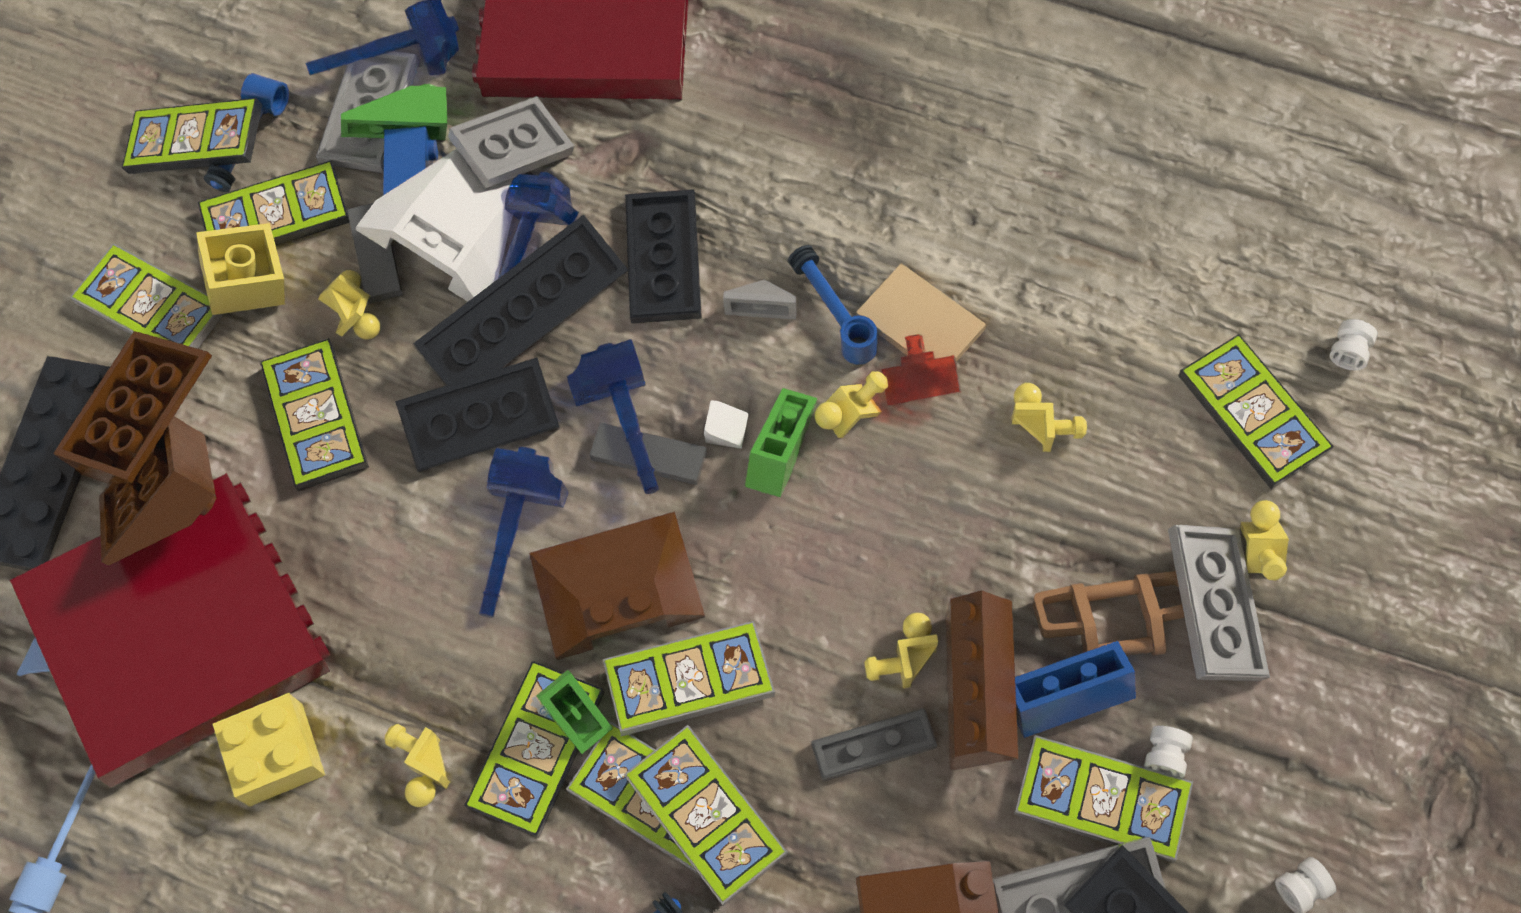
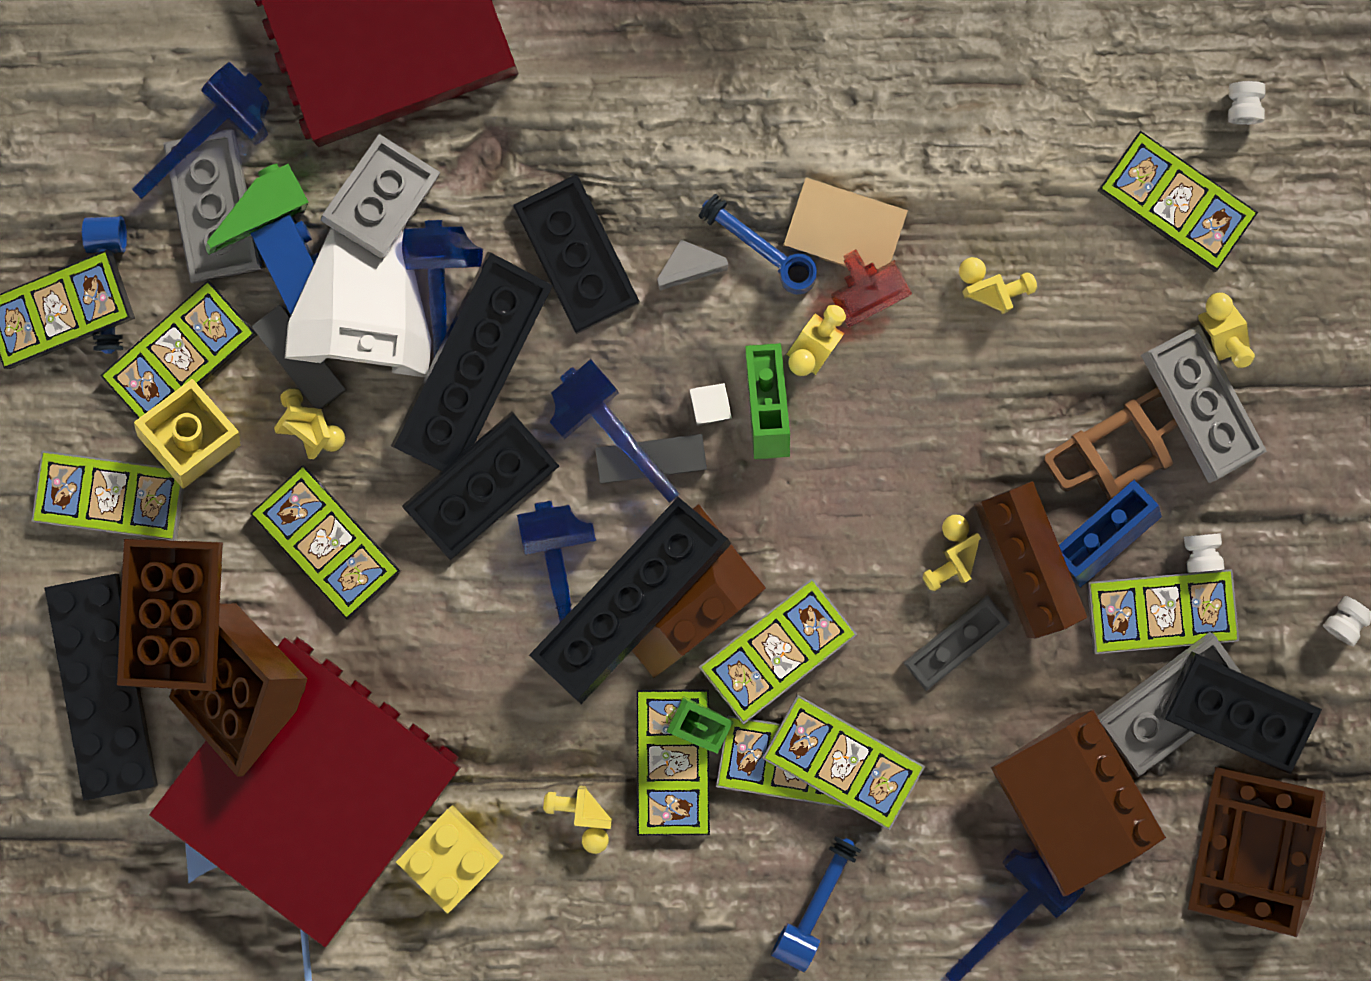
camera: 25 degrees left, 20 degrees up
(563, 564) = (630, 599): none -> black plate

